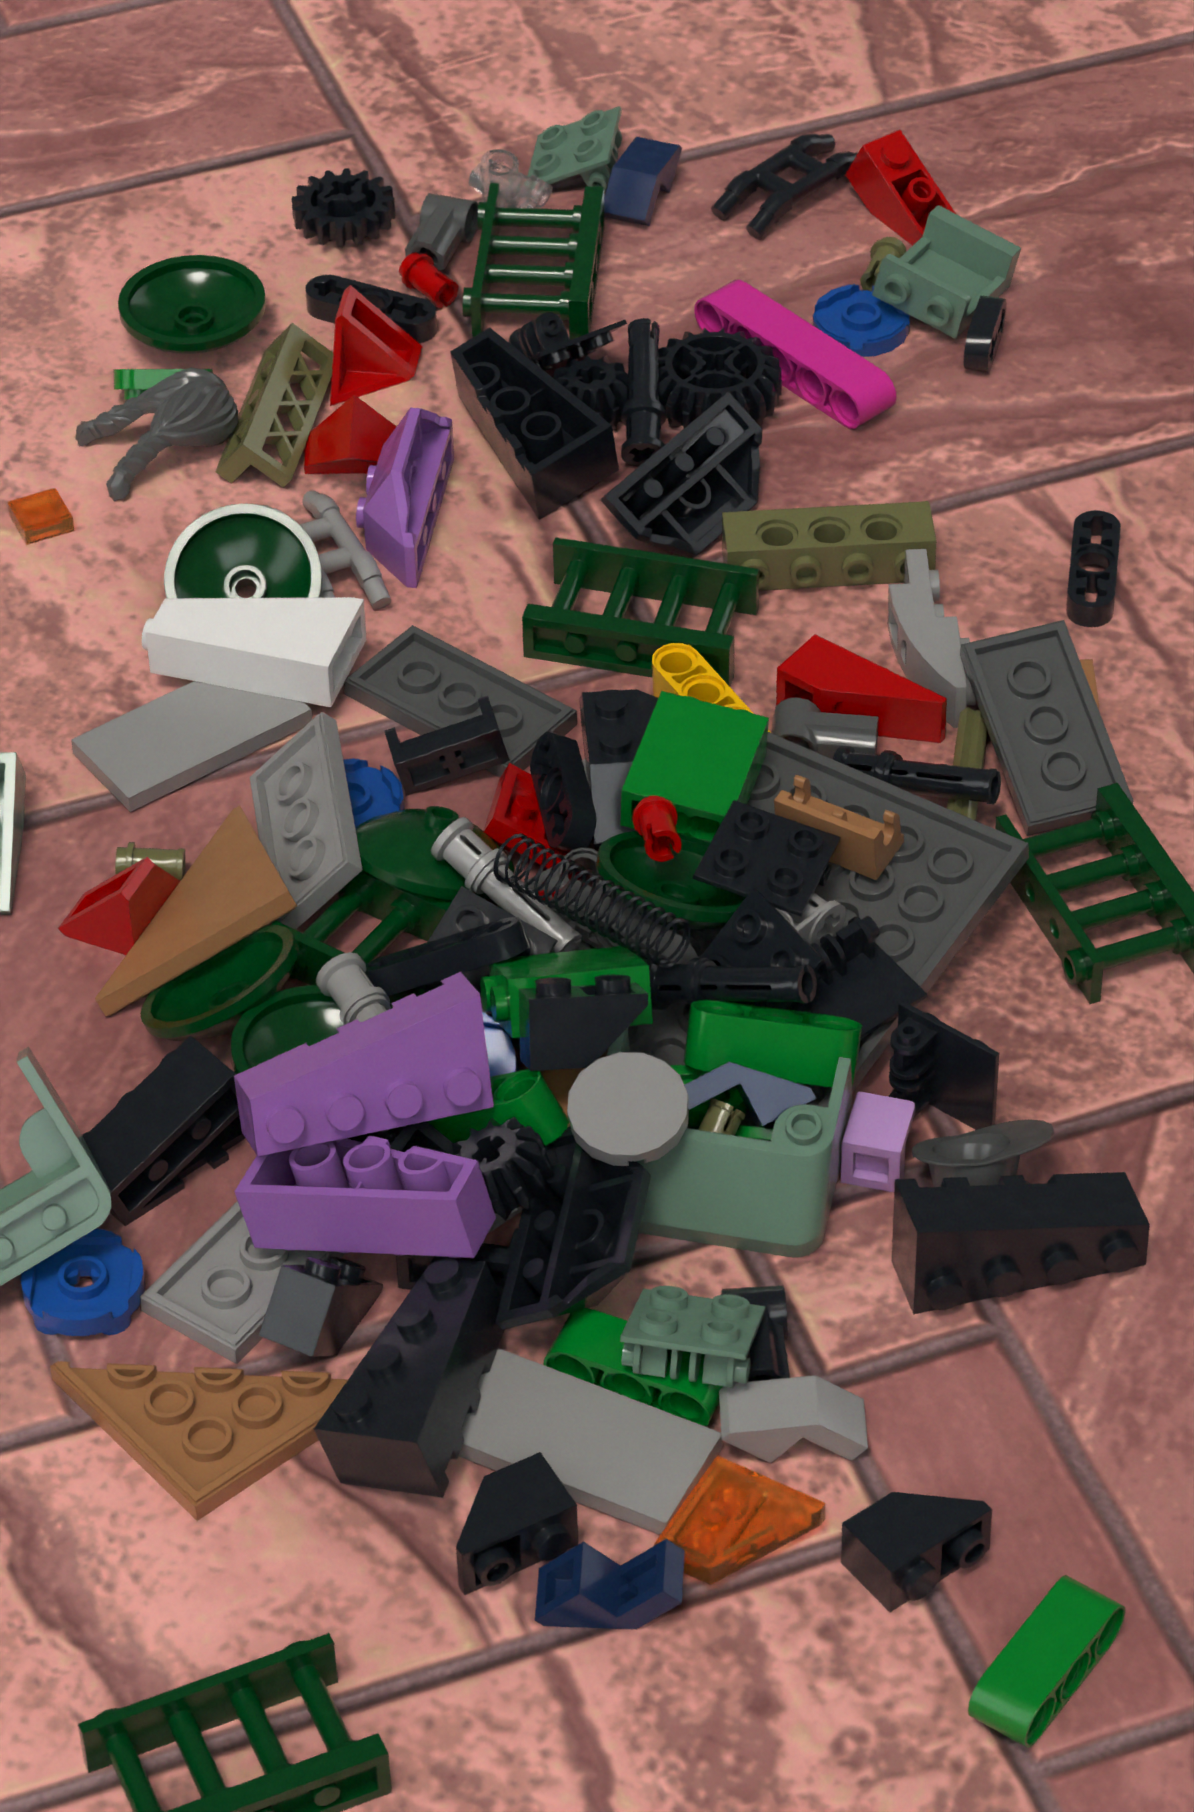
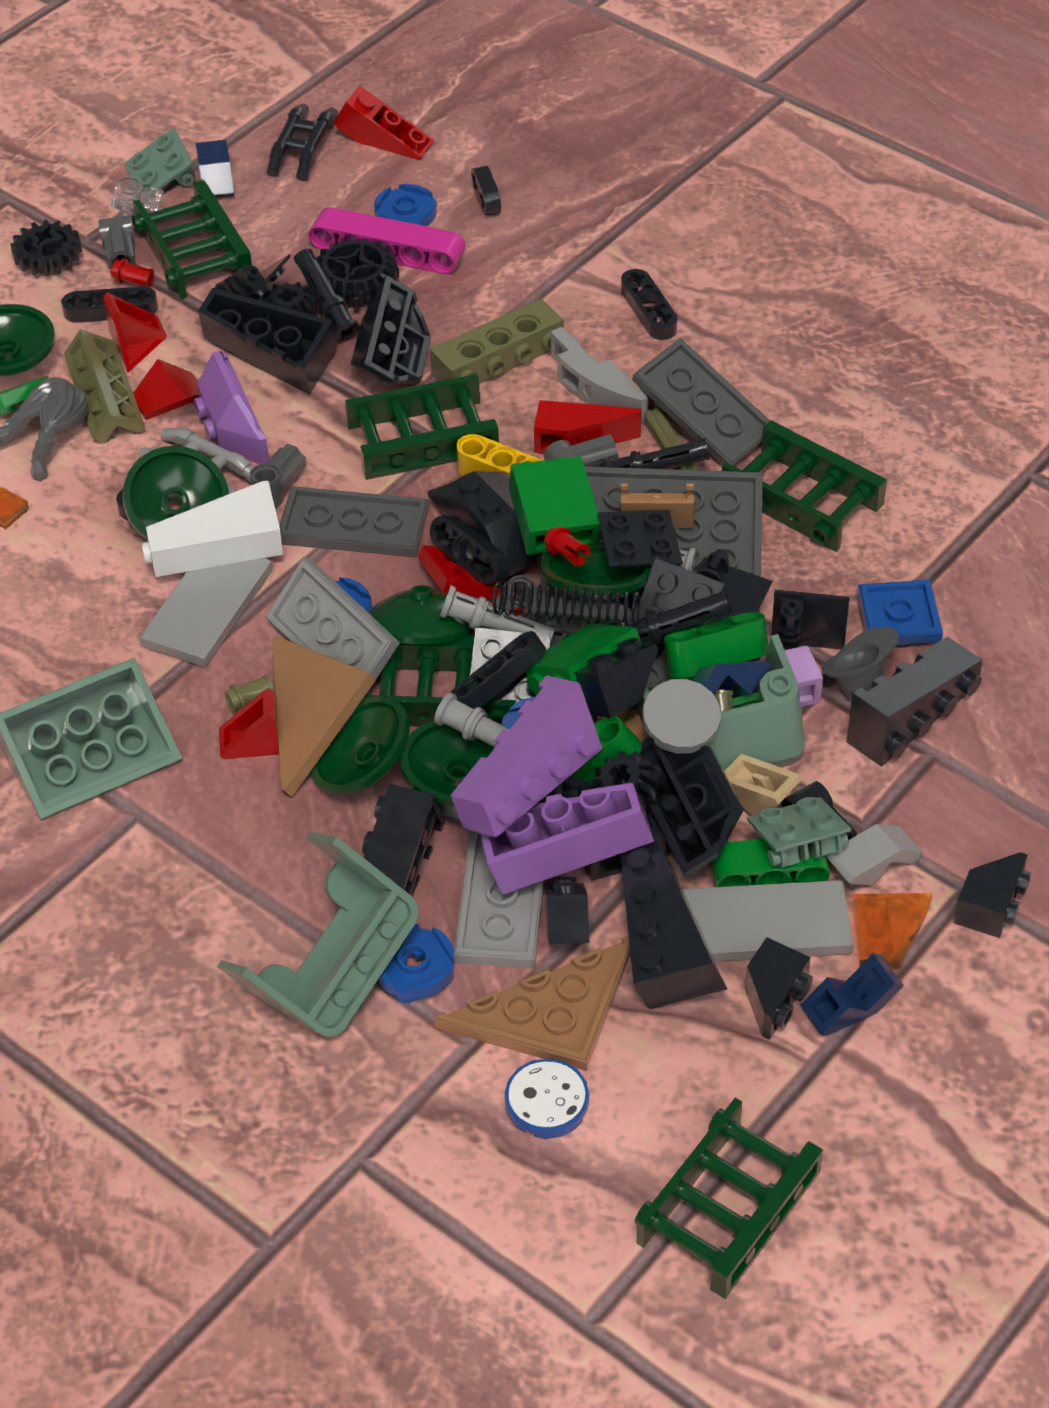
camera: 30 degrees left, 5 degrees up
(113, 1528) = (546, 1098): none -> white tile
(402, 602) = (279, 471): none -> dark grey piece
(448, 751) = (377, 550): black hinge -> none
(700, 1253) = (760, 783): none -> tan slope
(879, 250) = (395, 165): olive pin -> none
(947, 272) = (440, 161): sand green panel -> none
(1105, 1117) = (902, 606): none -> blue plate

